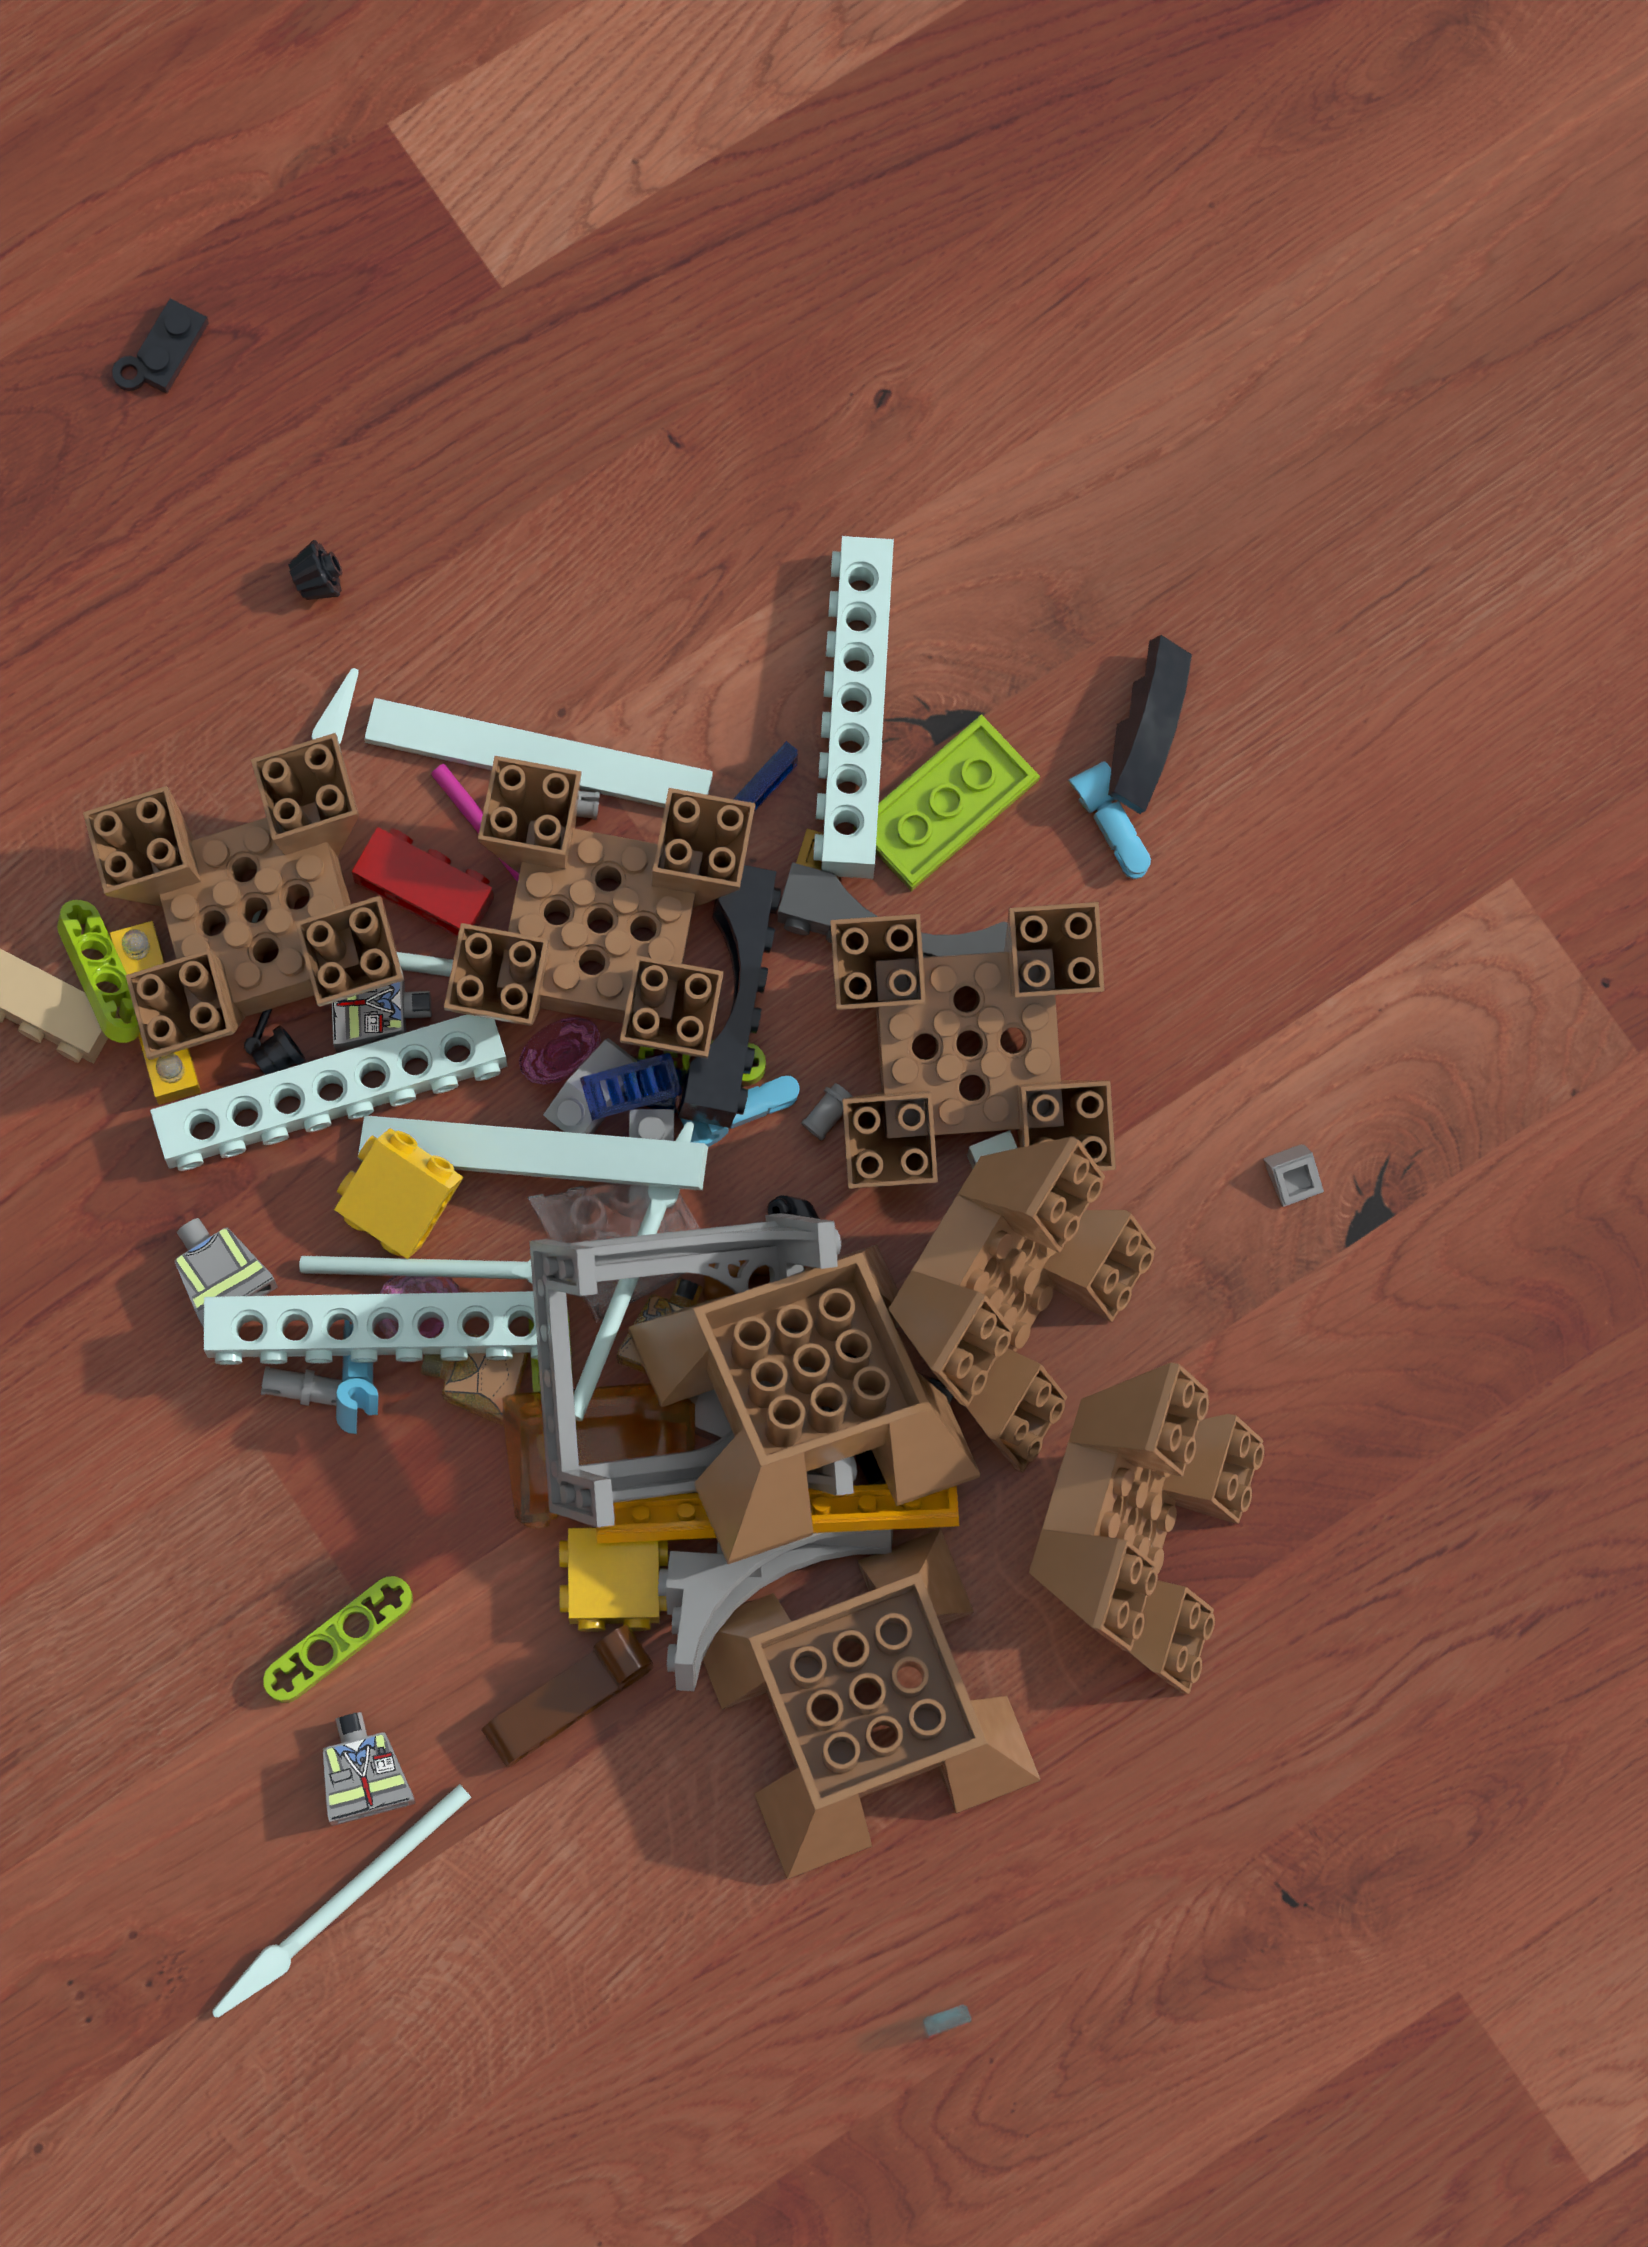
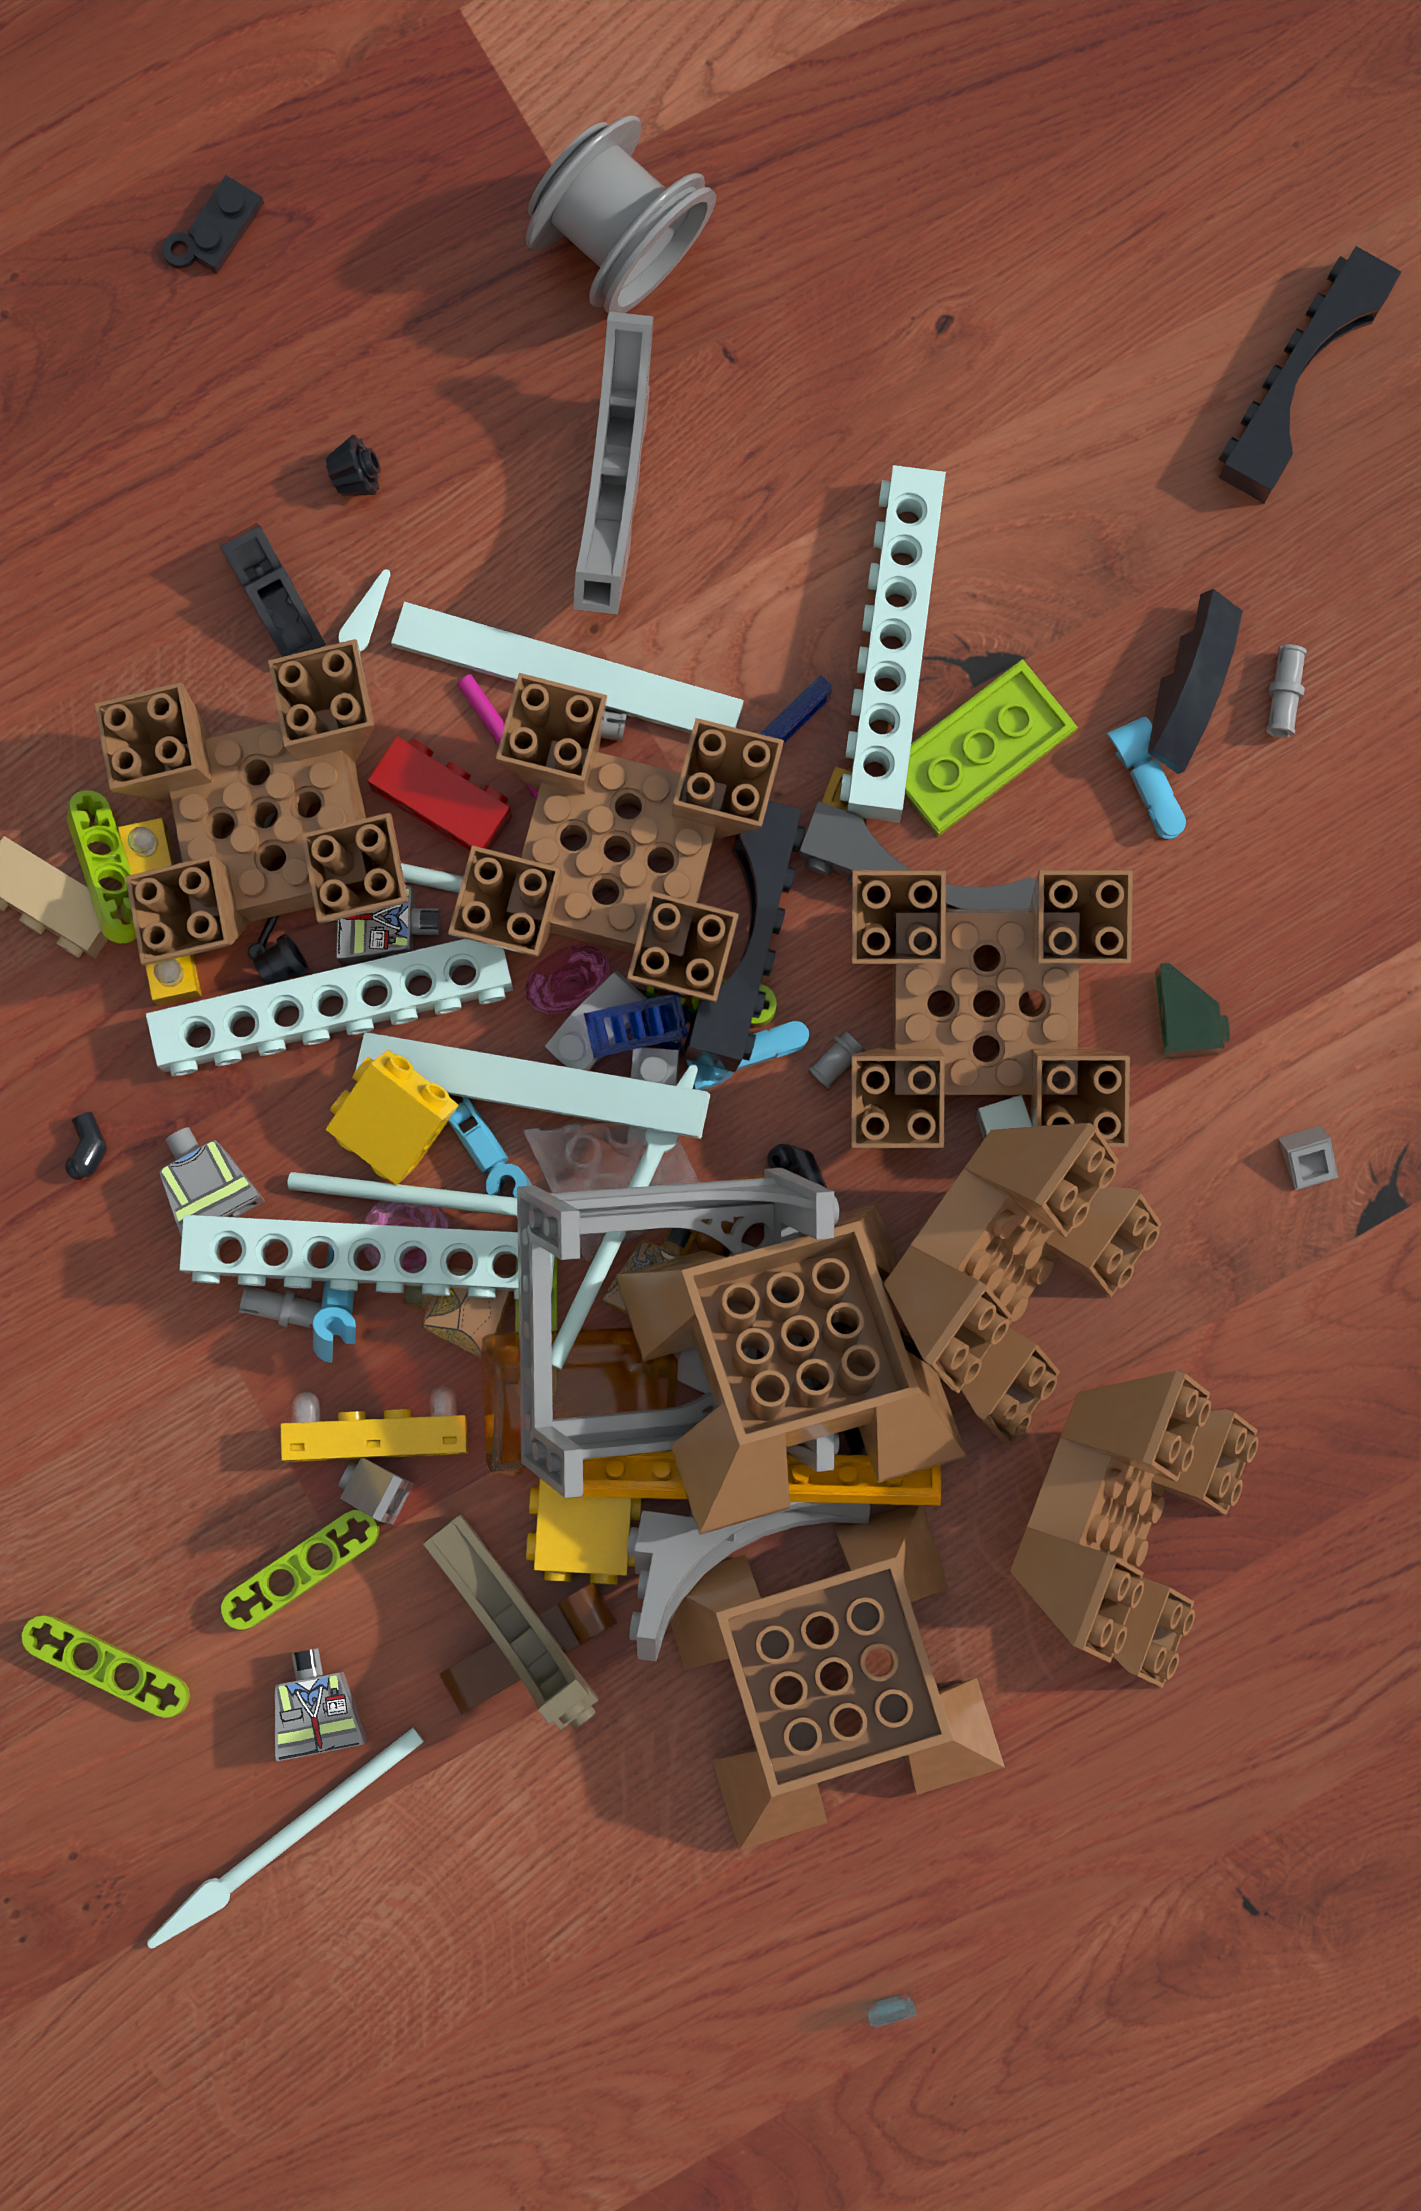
camera: 10 degrees right, 5 degrees up
(102, 1248) = (89, 1151): none -> black arm
(155, 1741) = (103, 1671): none -> lime beam
(243, 695) = (271, 591): none -> black slope
(402, 1506) = (374, 1438): none -> yellow piece
(408, 1553) = (374, 1490): none -> light grey slope
(491, 1220) = (486, 1150): none -> medium azure piece
(554, 1672) = (503, 1609): none -> dark tan arch
(558, 313) = (618, 213): none -> light grey wheel
(572, 551) = (616, 464): none -> light grey arch
(1166, 1046) = (1188, 1016): none -> clear green slope
(1239, 728) = (1286, 691): none -> light grey pin
(1275, 353) = (1351, 303): none -> black arch

